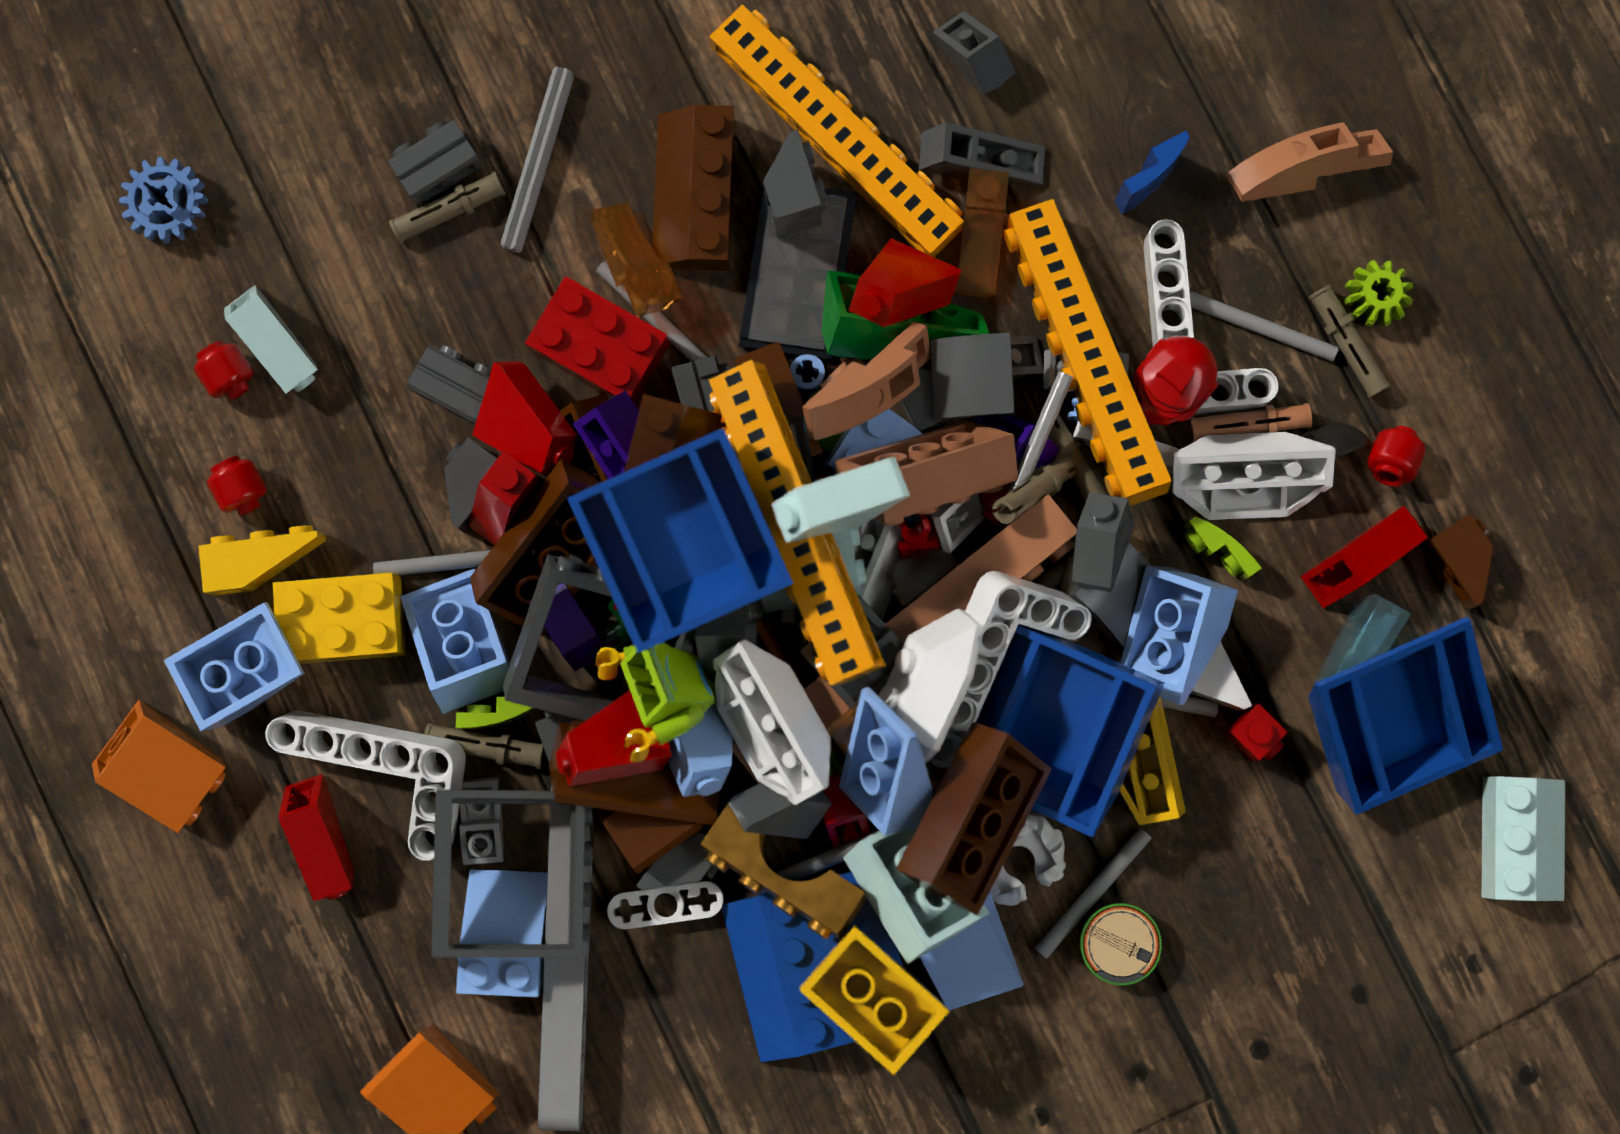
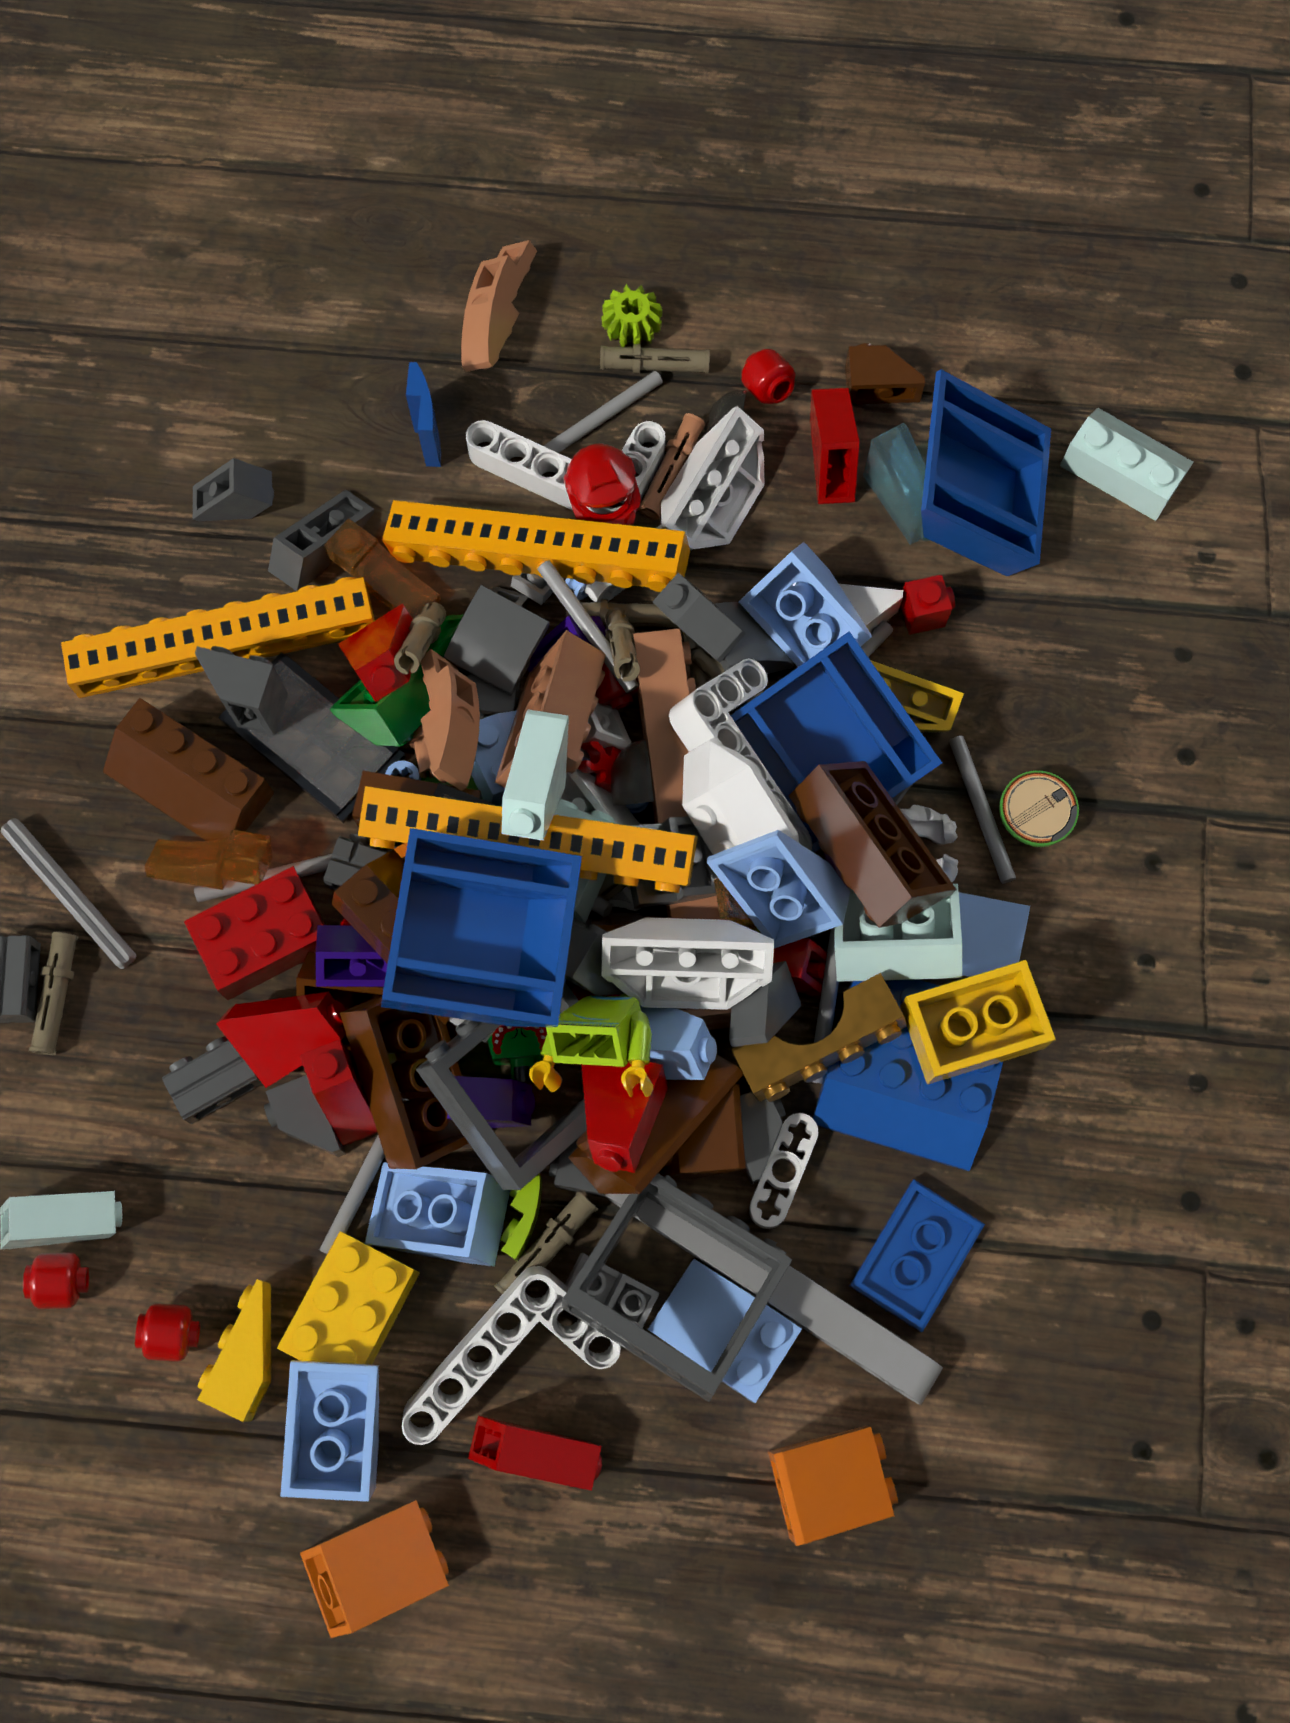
camera: 65 degrees left, 10 degrees down
(662, 1057) = (917, 1255): none -> blue tile
(942, 308) = (423, 631): none -> dark tan pin
(1209, 538) = (745, 548): lime slope -> none

